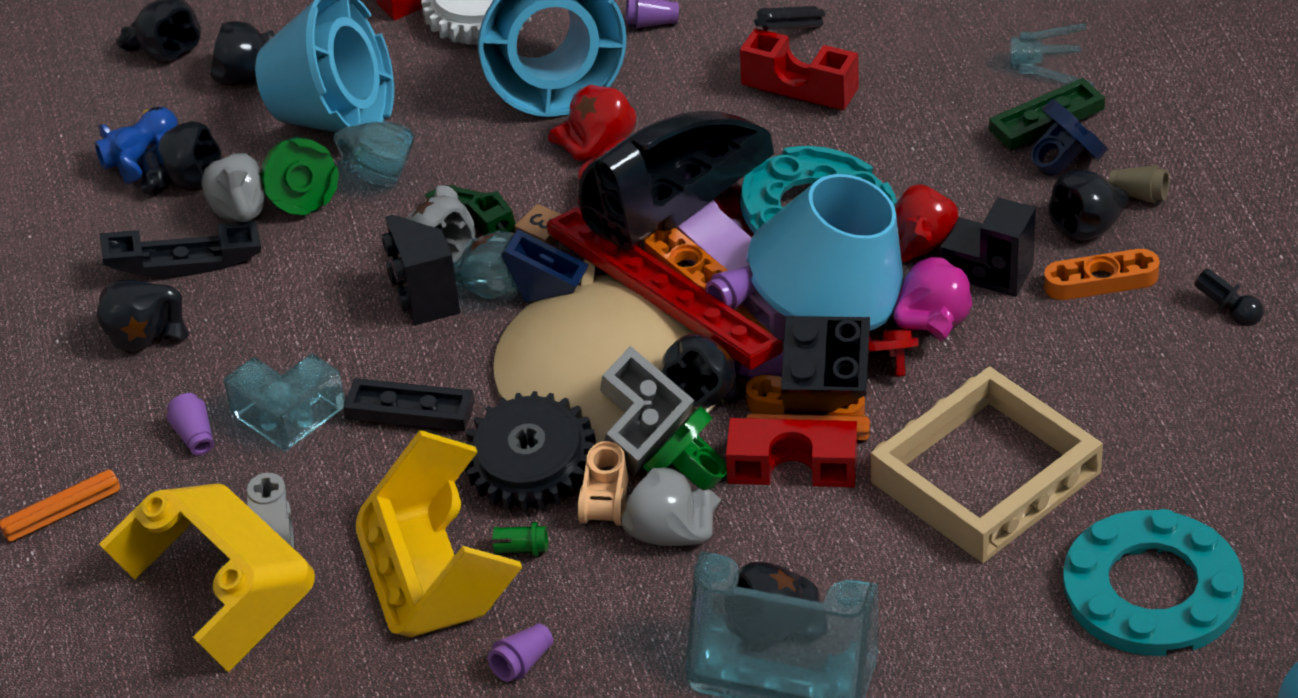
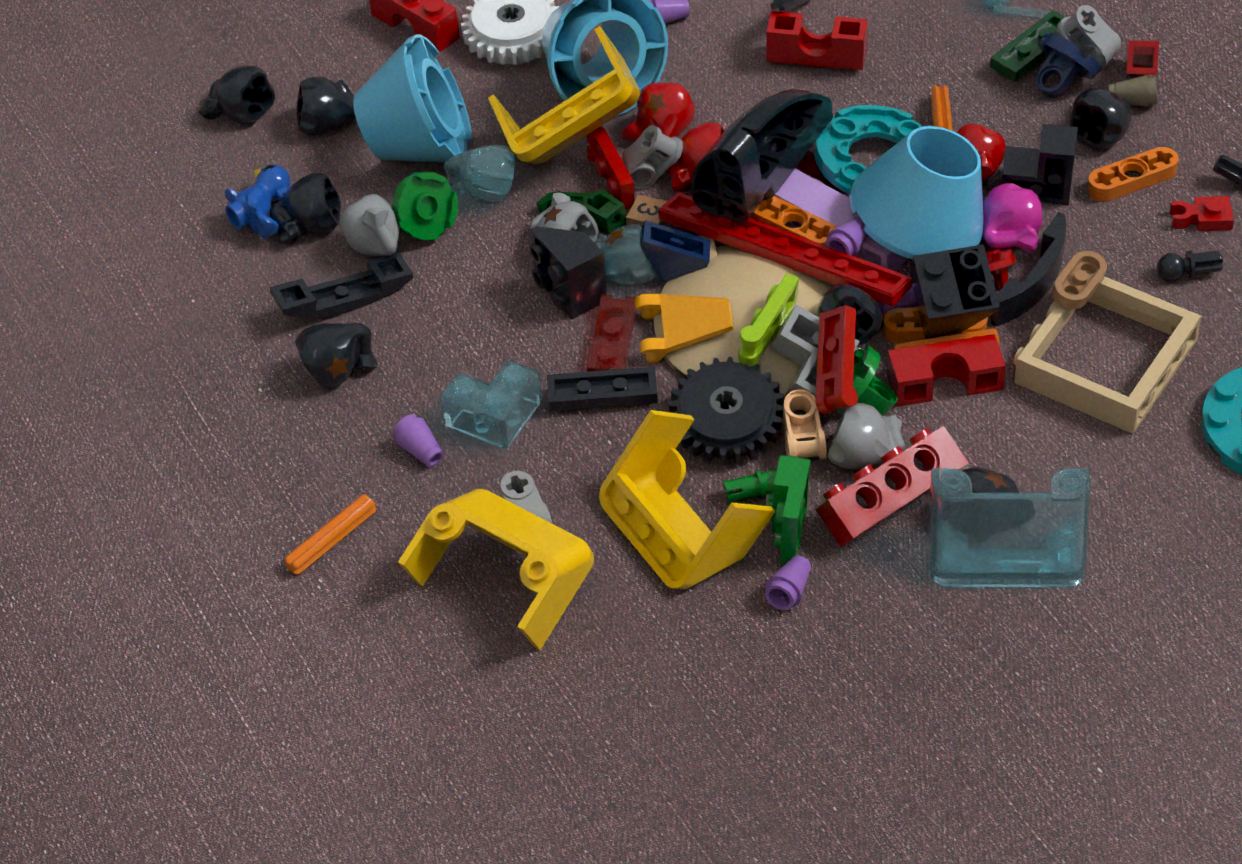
camera: 15 degrees left, 5 degrees up
(448, 347) = (612, 334): none -> clear red plate
(495, 103) = (574, 116): none -> yellow windscreen
(517, 166) = (610, 165): none -> red plate
(525, 347) = (684, 321): none -> light orange flag
(550, 565) = (790, 502): none -> green plate
(561, 165) = (648, 156): none -> light grey piece
(583, 376) = (767, 321): none -> lime plate
(616, 599) = (849, 520): none -> brick
(653, 415) = (836, 360): none -> red plate
(906, 169) = (941, 107): none -> orange axle
(909, 388) = (1018, 296): none -> black slope
(971, 377) = (1077, 281): none -> medium nougat plate
(1102, 384) = (1172, 266): none -> black axle
(1111, 116) = (1091, 35): none -> light grey piece
(1157, 144) = (1141, 57): none -> red leg
(1169, 333) = (1207, 213): none -> red plate

